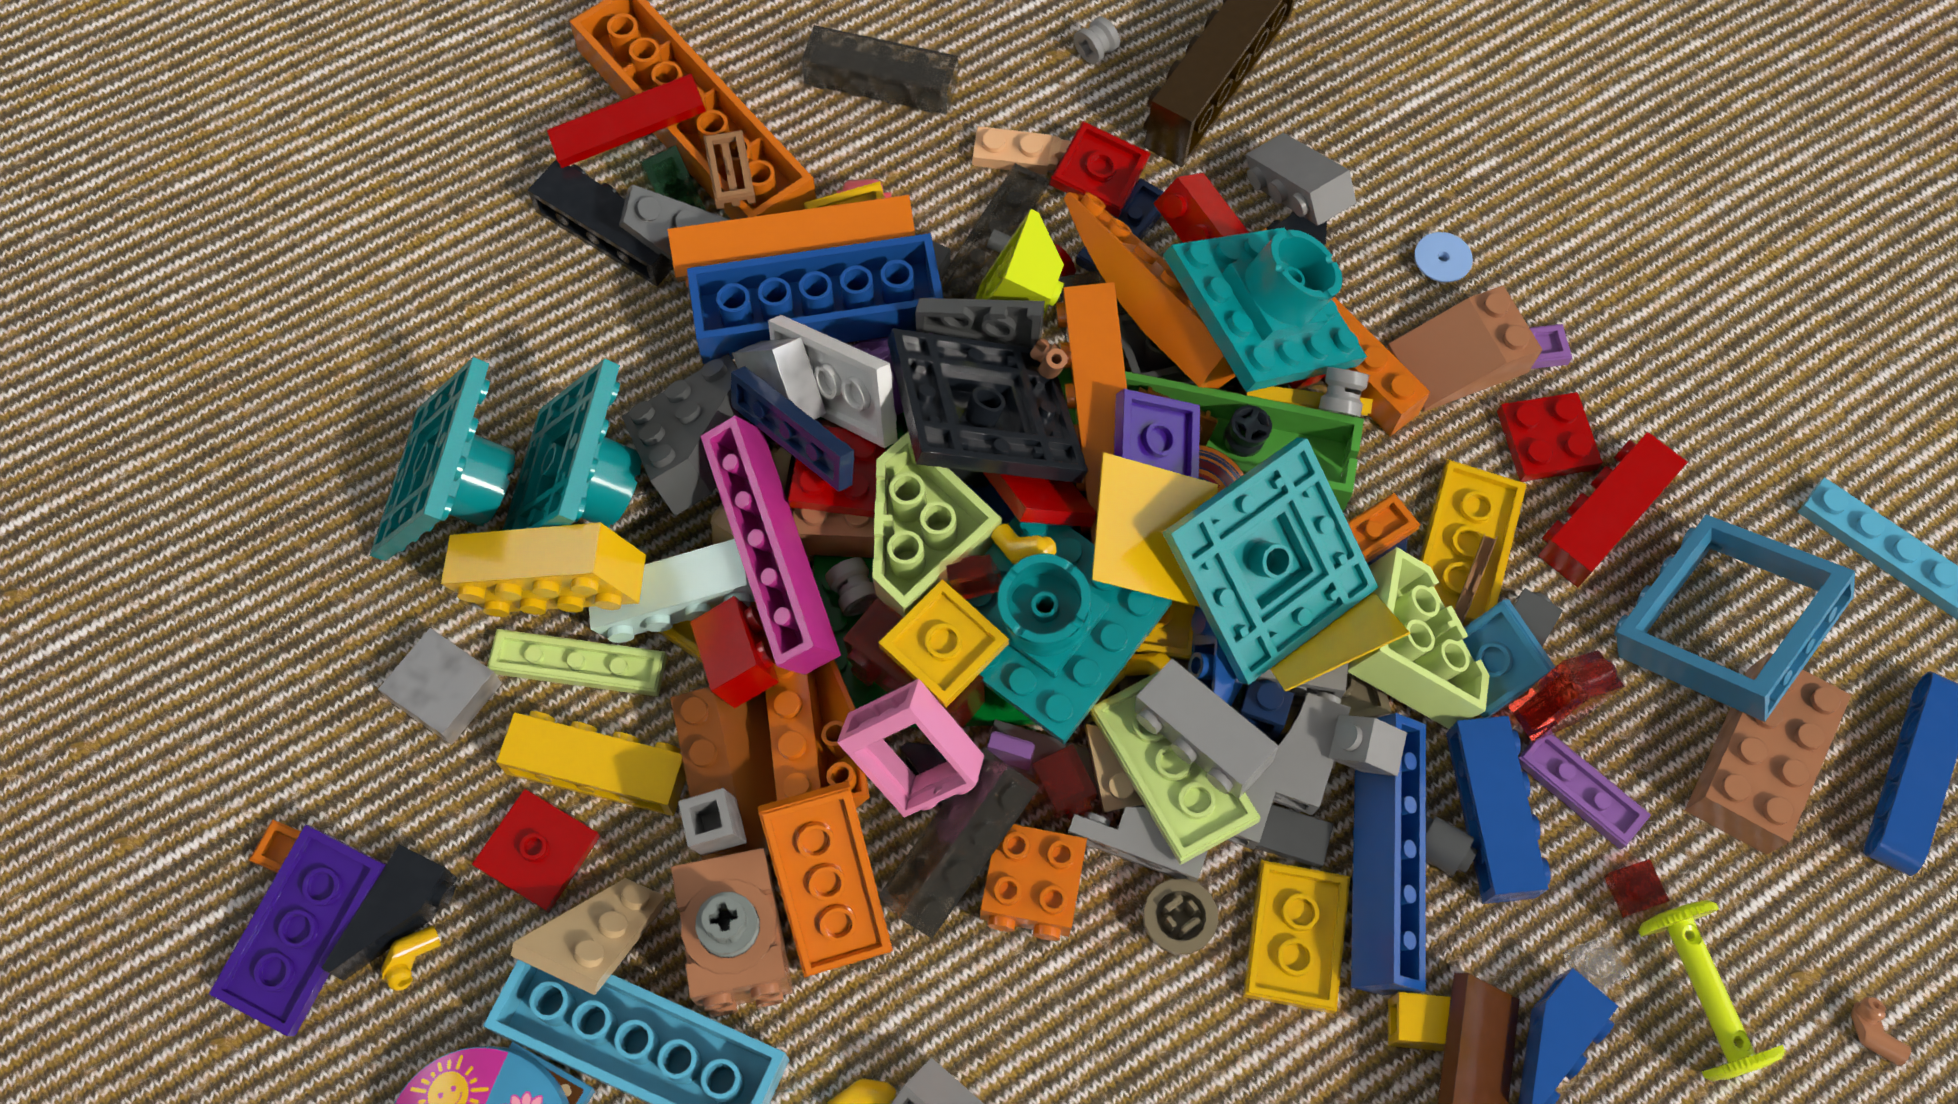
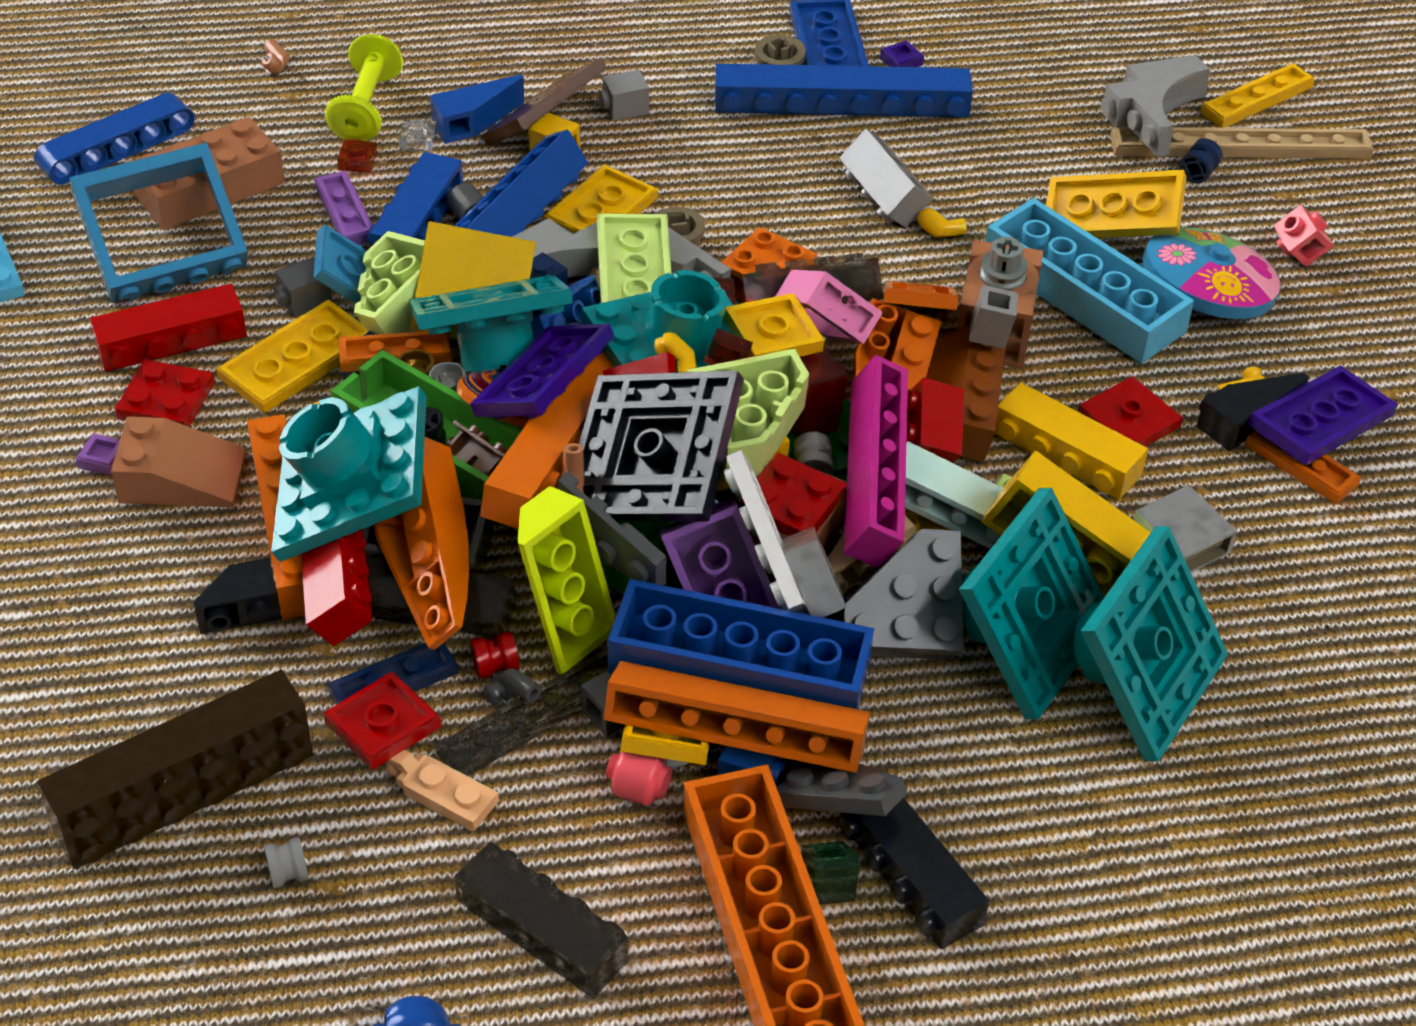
camera: 155 degrees left, 20 degrees down
(593, 936) = (1100, 323): tan wing -> none
(626, 120) = (857, 910): red tile -> none
(733, 194) = (762, 841): medium nougat tile -> none
(792, 428) = (826, 524): dark blue plate -> none
(1131, 515) = (567, 336): yellow piece -> none
(1204, 729) = (605, 251): light grey brick -> none
(1301, 178) = (210, 615): light grey brick -> none
(1343, 391) = (343, 388): light grey wheel -> none
(1368, 745) = (496, 219): light grey brick -> none
(1443, 257) = (124, 544): light blue piece -> none
(1474, 577) = (301, 331): medium nougat piece -> none
(1566, 695) = (312, 209): clear red torso -> none

